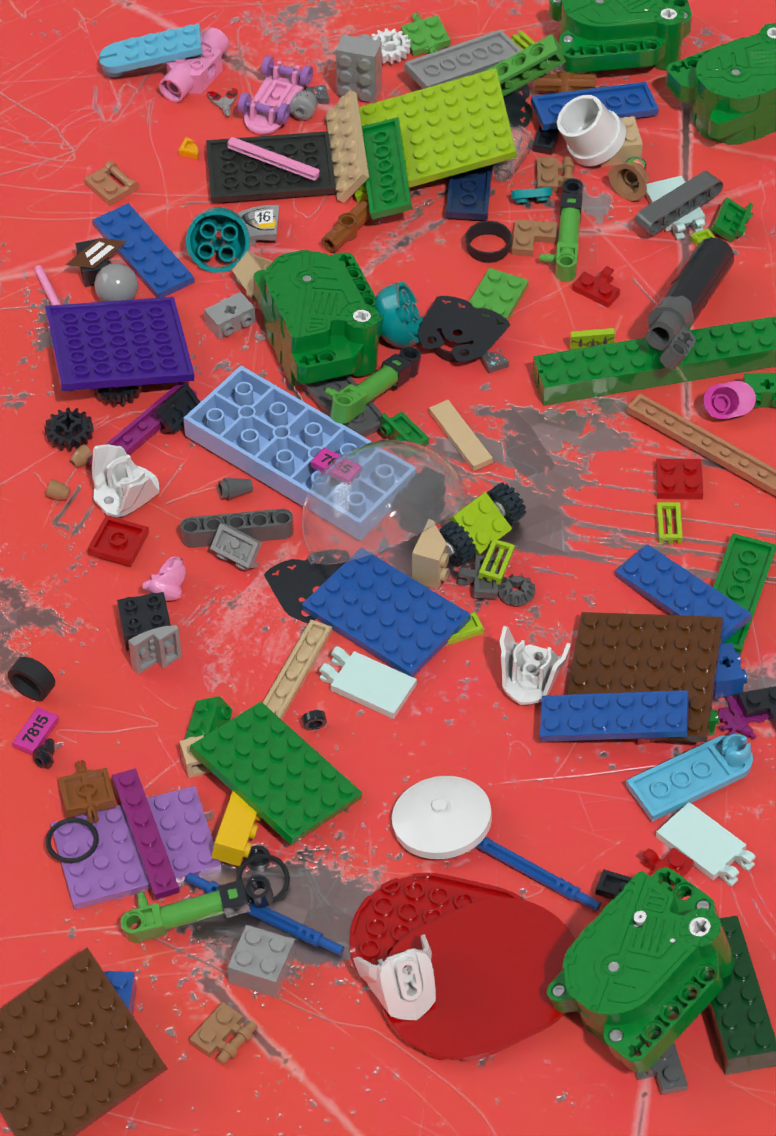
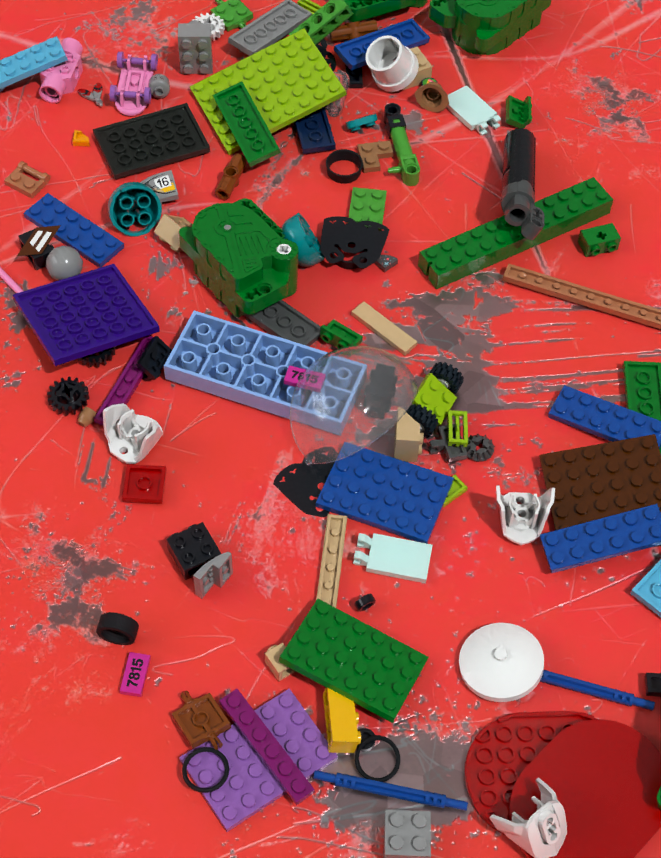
camera: 20 degrees left, 5 degrees up
(44, 754) = (151, 695): black plate -> none
(57, 490) = (77, 452): medium nougat hose -> none
(168, 579) = (199, 508): bright pink hair -> none
(208, 716) = (278, 625): green bracket -> none
(228, 900) = (358, 791): bright green piece -> none
(229, 315) = (165, 269): light grey brick -> none
(234, 487) = (222, 414): dark grey cone -> none
(237, 546) = (246, 466): light grey bracket -> none
(260, 525) = (231, 456): dark grey beam -> none
(273, 158) = (153, 133): bright pink axle -> none
(320, 93) = (168, 73): dark grey tile -> none
(347, 146) = (208, 112): tan plate -> none
(393, 373) = (296, 317): bright green piece -> none
(549, 169) = (366, 102): medium nougat plate -> none
(590, 338) = (454, 228): lime tile -> none
(597, 288) = (440, 186): red plate -> none
(670, 537) = (576, 375): lime tile -> none
(678, 203) = (476, 107): dark grey beam -> none
(679, 479) = (563, 325): red plate -> none
(698, 236) = (501, 130): lime tile -> none
(729, 399) = (578, 254): dark pink piece -> none

